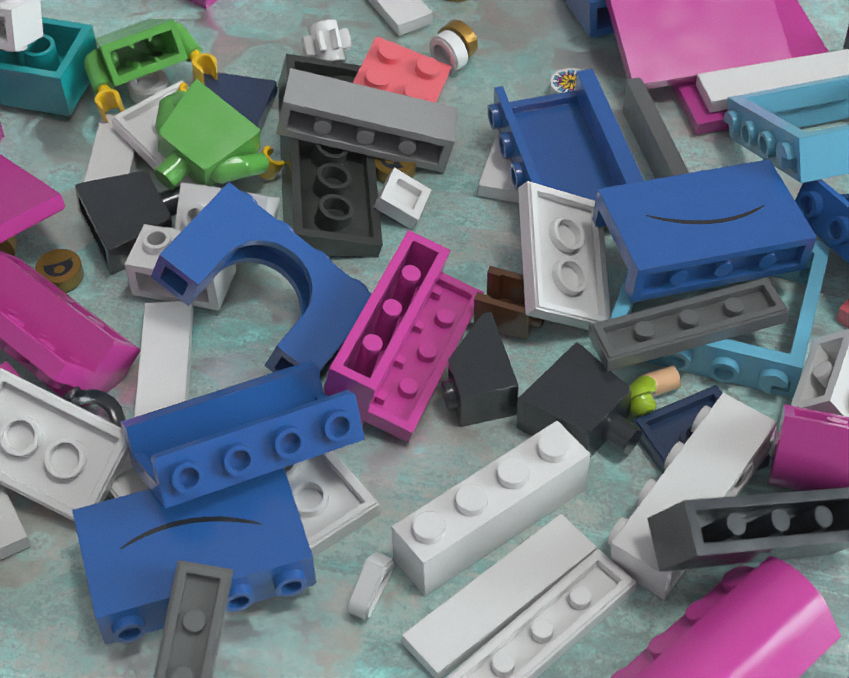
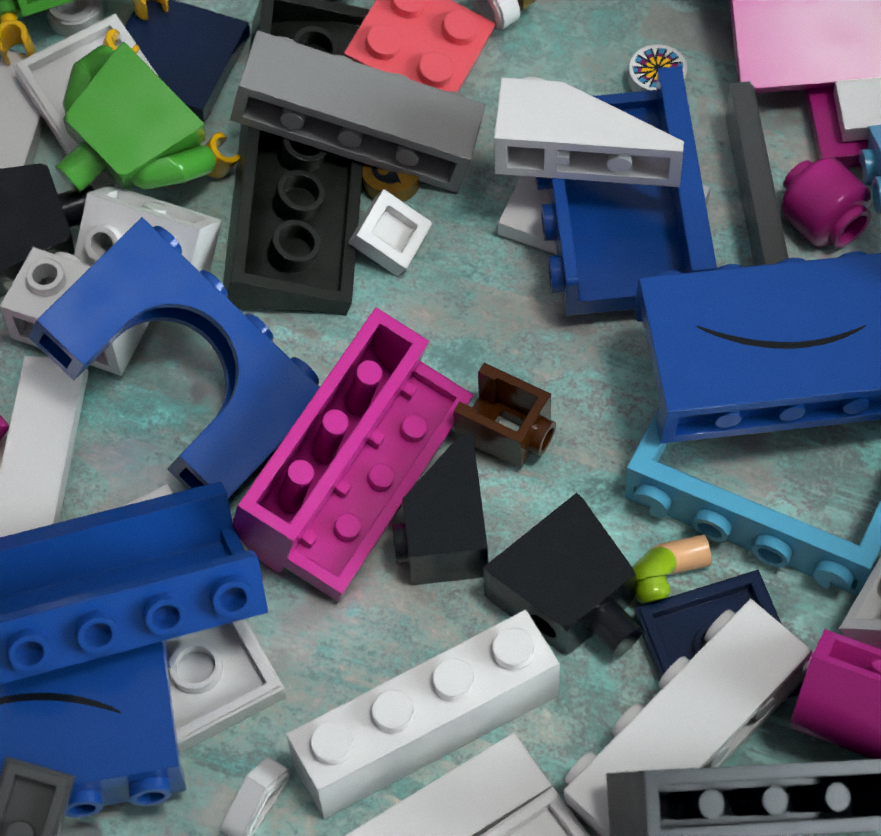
camera: 10 degrees right, 10 degrees up
(533, 111) = (568, 134): none -> white slope
(562, 257) = (583, 363): white tile -> none
(687, 324) = (730, 485): dark grey tile -> none
(707, 145) = (826, 202): none -> dark pink head

